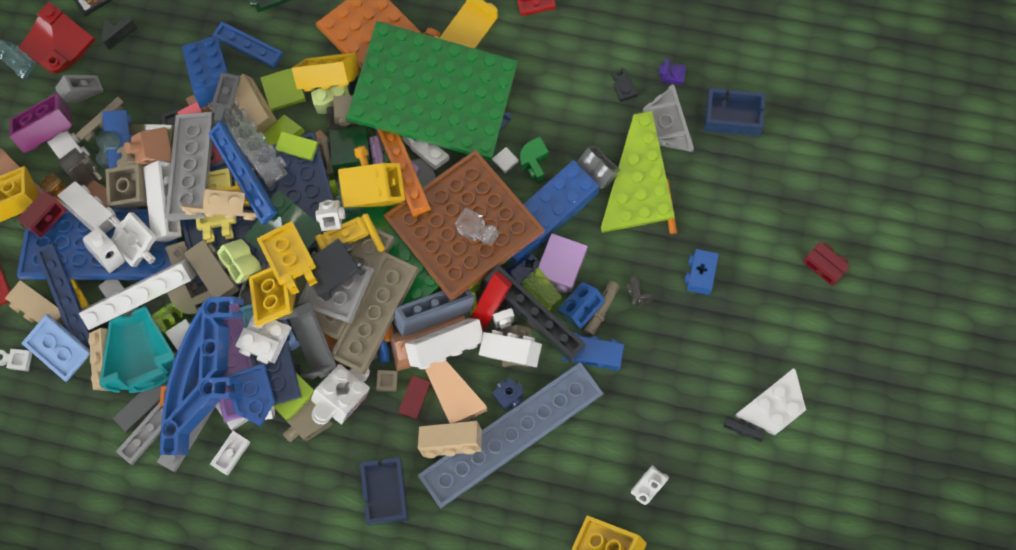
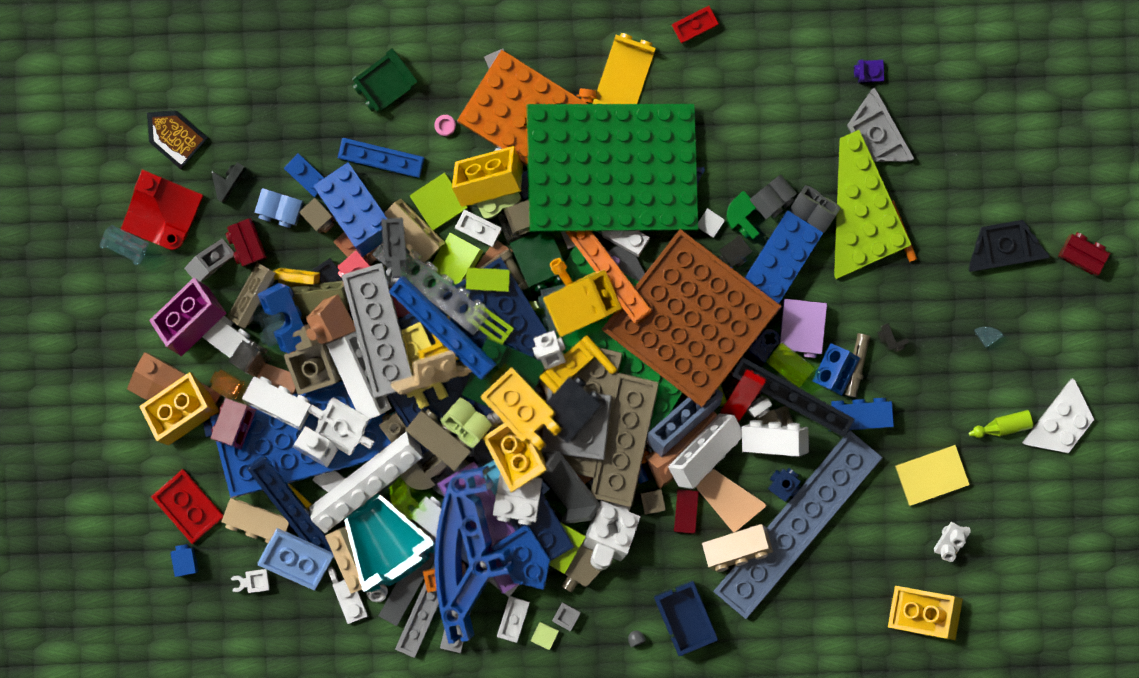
camera: 15 degrees left, 15 degrees up
(92, 399) = (350, 603): none -> white hinge
(114, 80) = (246, 242): none -> dark red brick
(118, 399) = (378, 596): none -> white plate
(141, 116) = (296, 277): none -> yellow panel
(150, 60) = (278, 207): none -> medium blue brick
(176, 70) = (318, 216): none -> dark tan brick
(179, 38) = (304, 173): none -> blue plate
(254, 476) = (544, 635): none -> yellowish green tile
(278, 463) = (566, 616): none -> light grey plate
(297, 197) = (494, 327): none -> lime tile
(308, 32) = (445, 125): none -> bright pink tile
(308, 116) = (478, 228): none -> white plate
(335, 501) = (636, 638): none -> dark grey hinge
(376, 151) = (569, 254): lavender axle -> none
(473, 227) = (707, 325): clear brick -> none
(521, 185) = (735, 252): none -> clear smoke brick
(564, 148) = (773, 197): none -> dark grey brick
(624, 87) = (820, 102): black plate -> none
(645, 422) = (932, 475): none -> light yellow tile
(701, 282) = (960, 288): blue brick -> none
(723, 394) = (1005, 425): none -> lime wheel
(725, 312) = (988, 335): none -> clear light blue tile
(737, 115) = (949, 106): dark blue piece -> none
(744, 429) = (1035, 455): black pin -> none
(758, 239) = (1004, 246): none -> black wing

